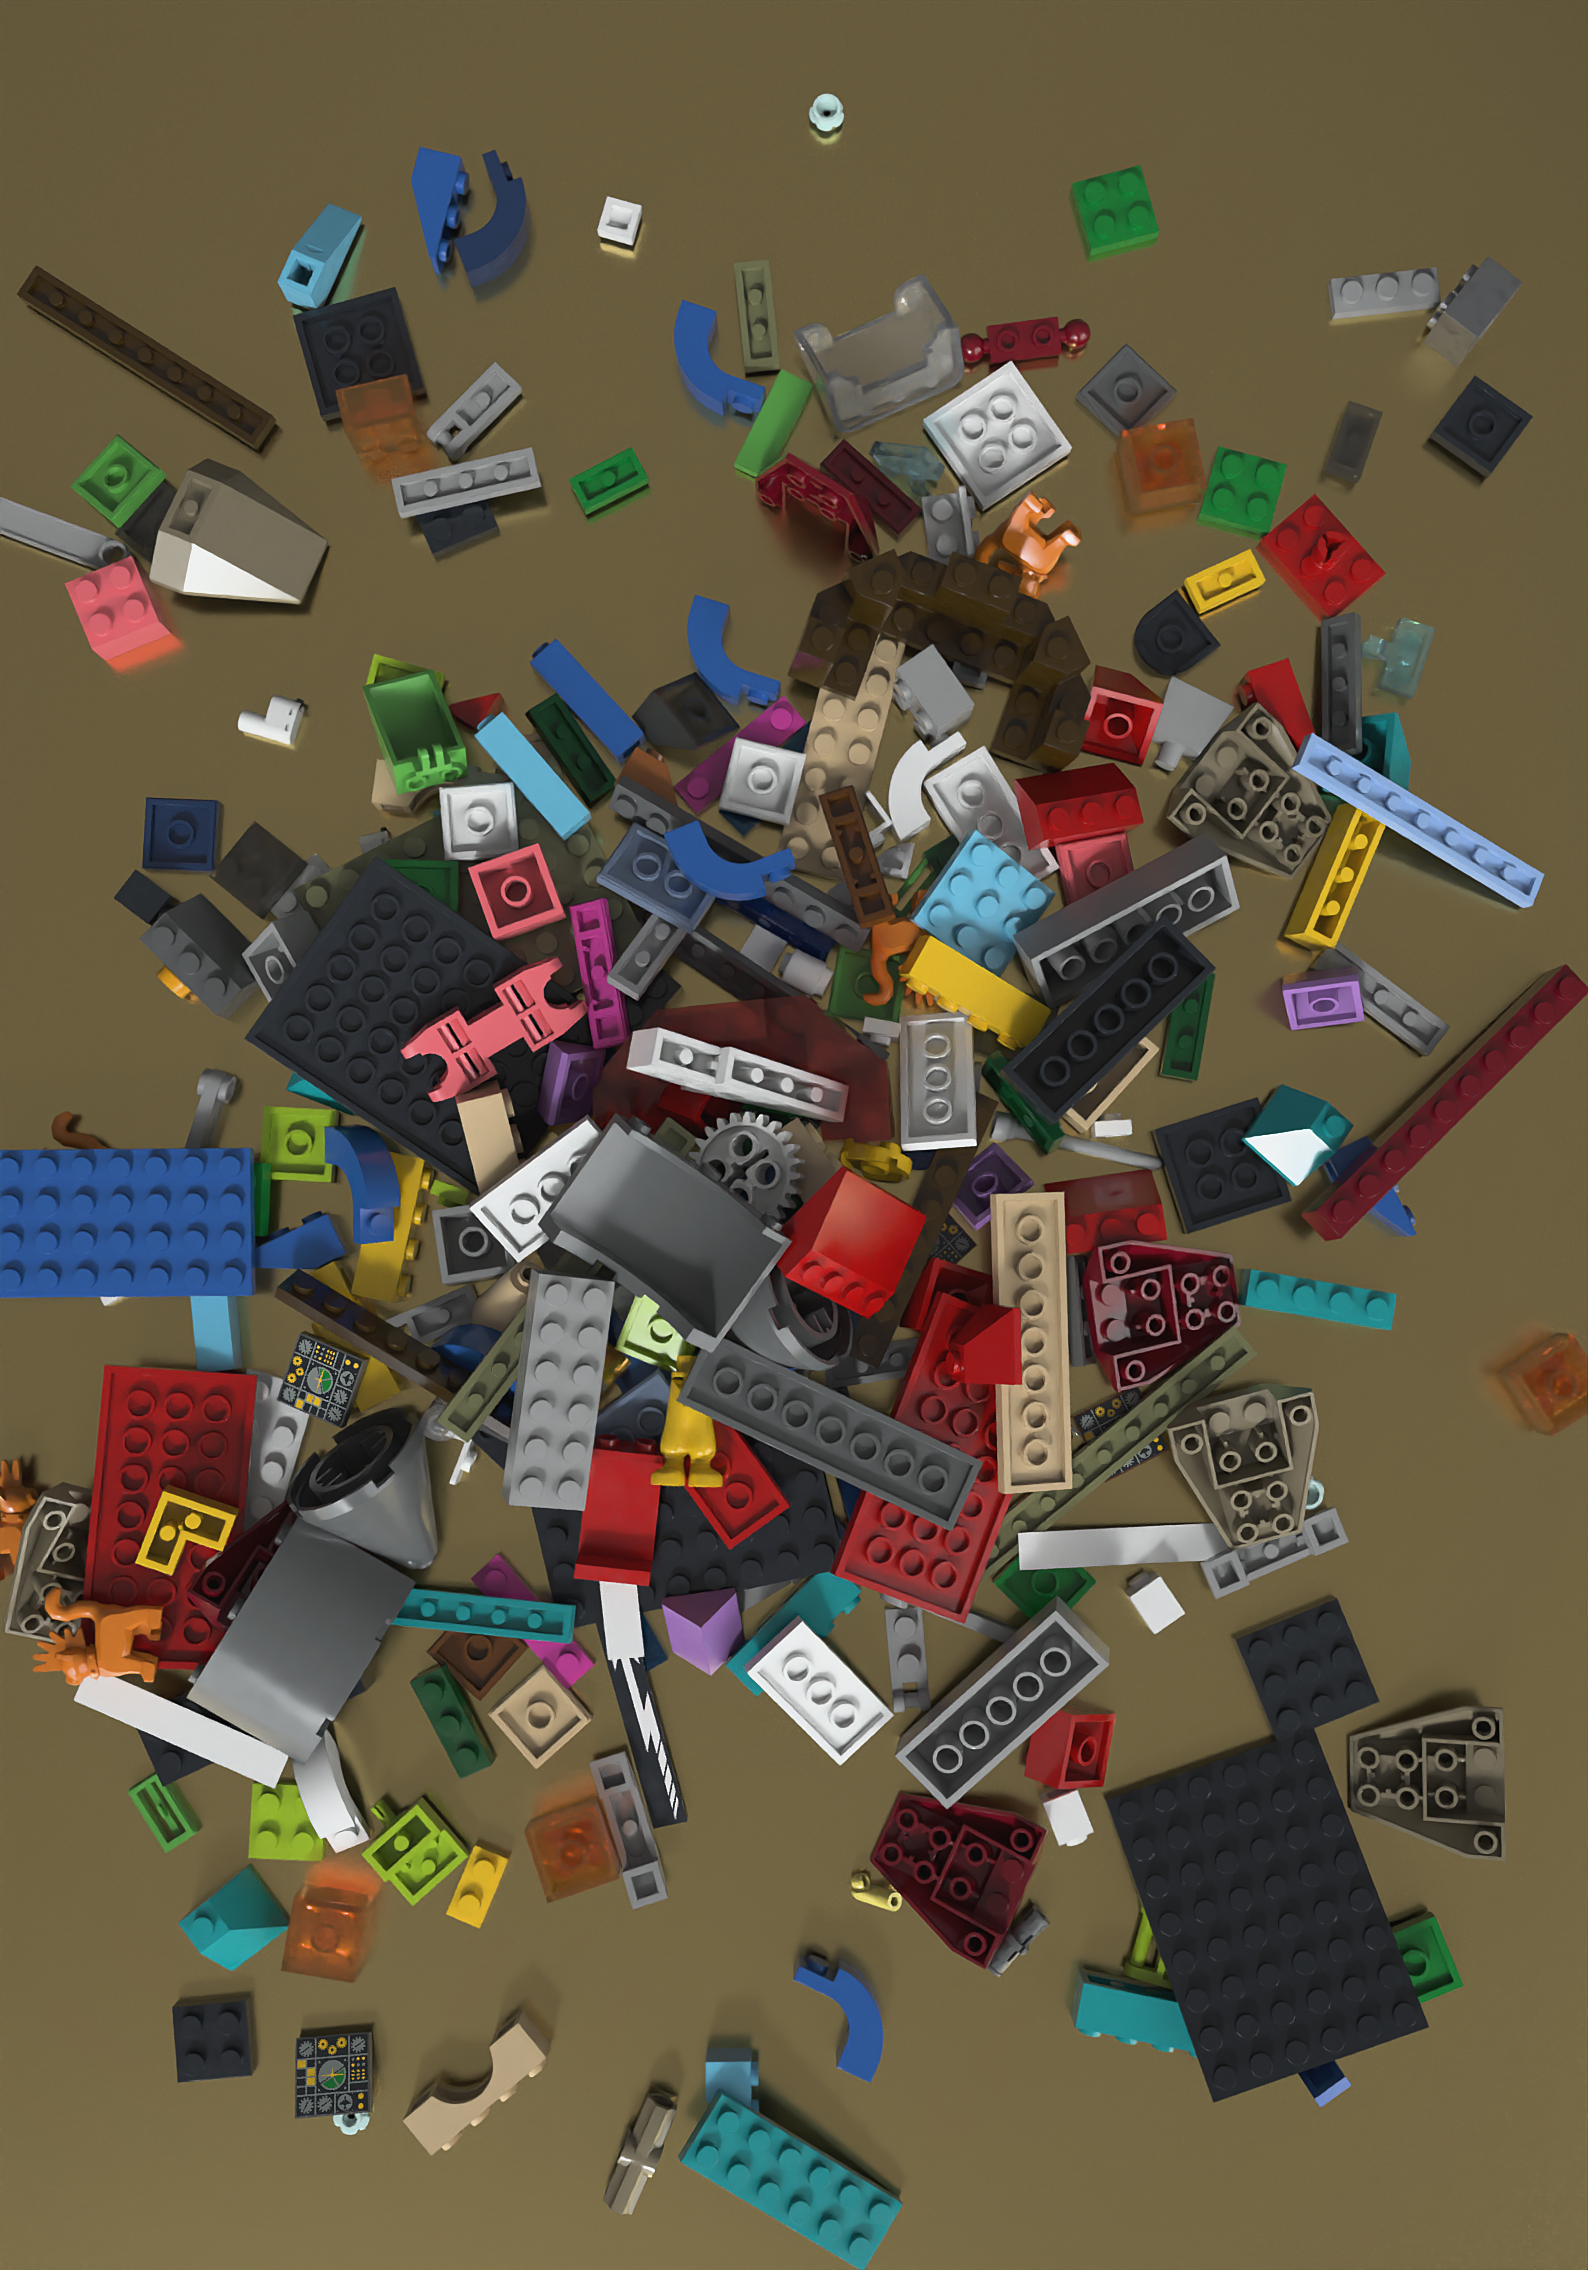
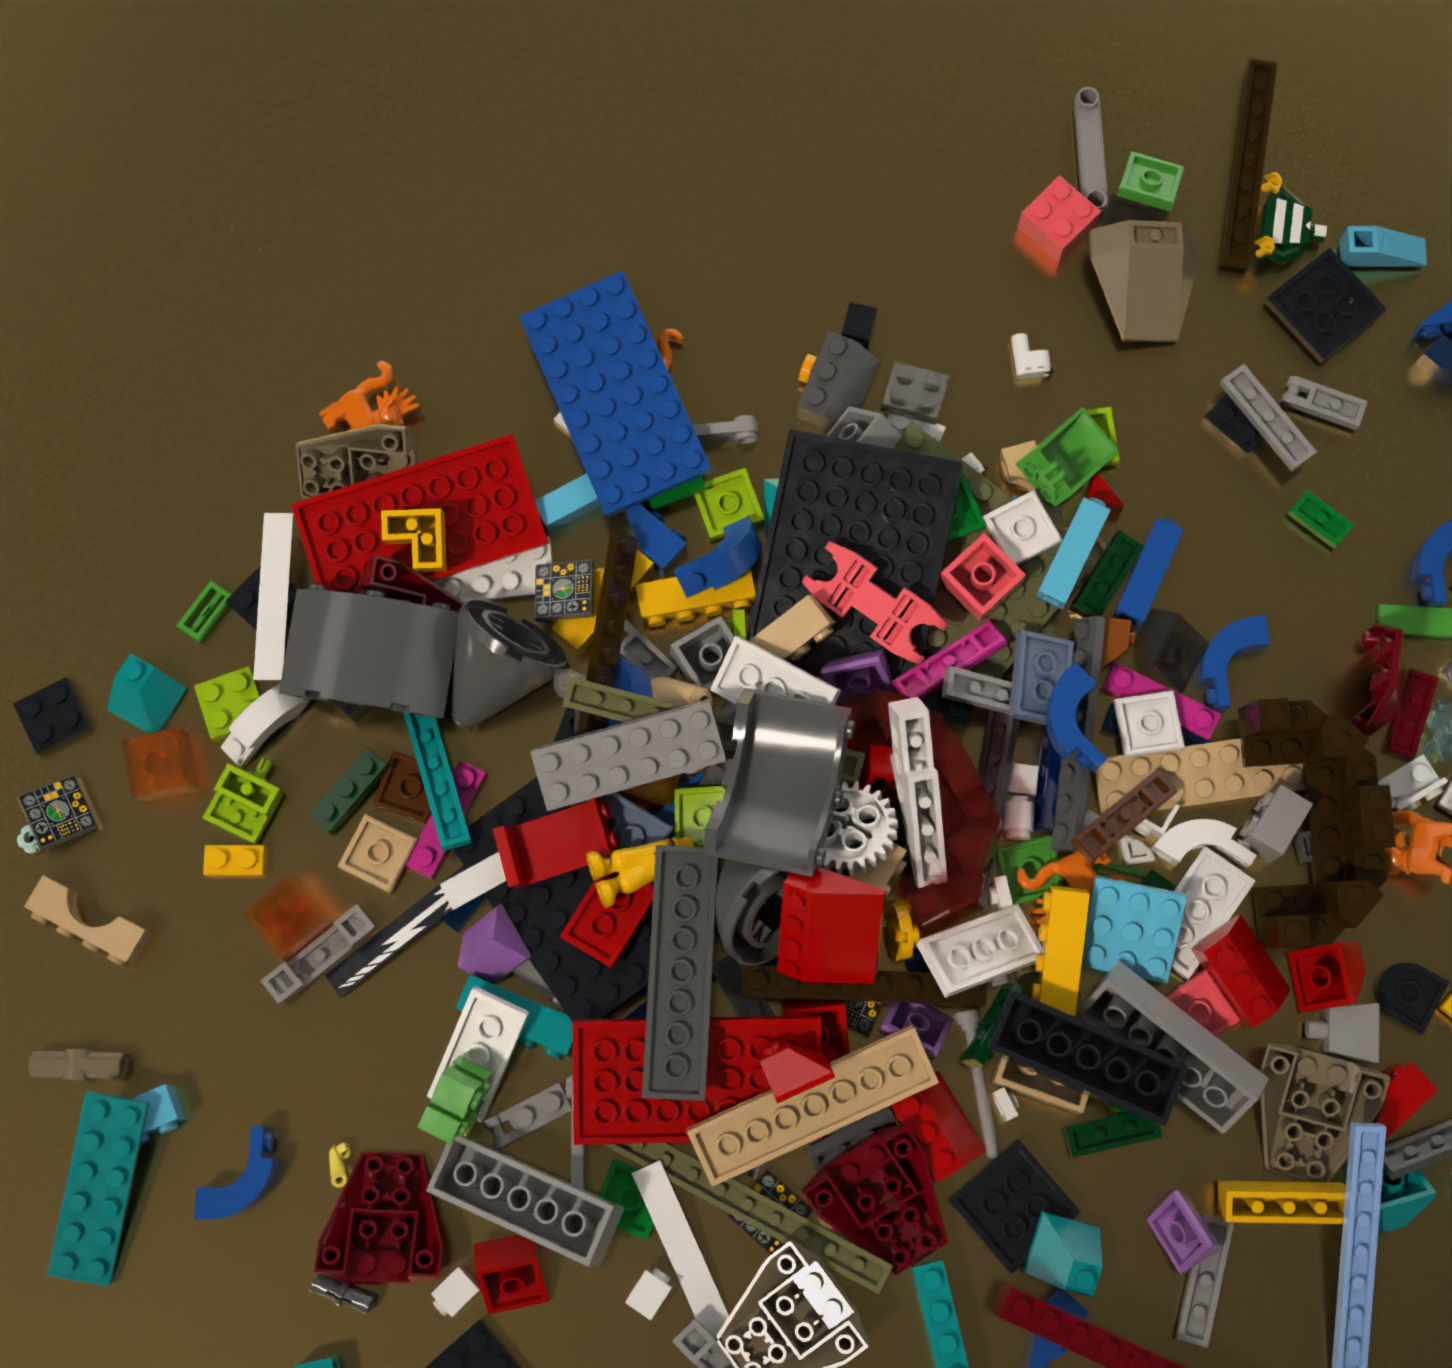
camera: 70 degrees right, 10 degrees down
(113, 1641) = (319, 521): orange animal -> none
(181, 835) = (916, 330): dark blue tile -> none
(241, 352) = (1285, 224): none -> torso
(382, 417) = (1286, 339): clear orange brick -> none
(464, 1462) = (546, 719): white bracket -> none
(863, 1738) = (456, 1100): none -> bright green brick

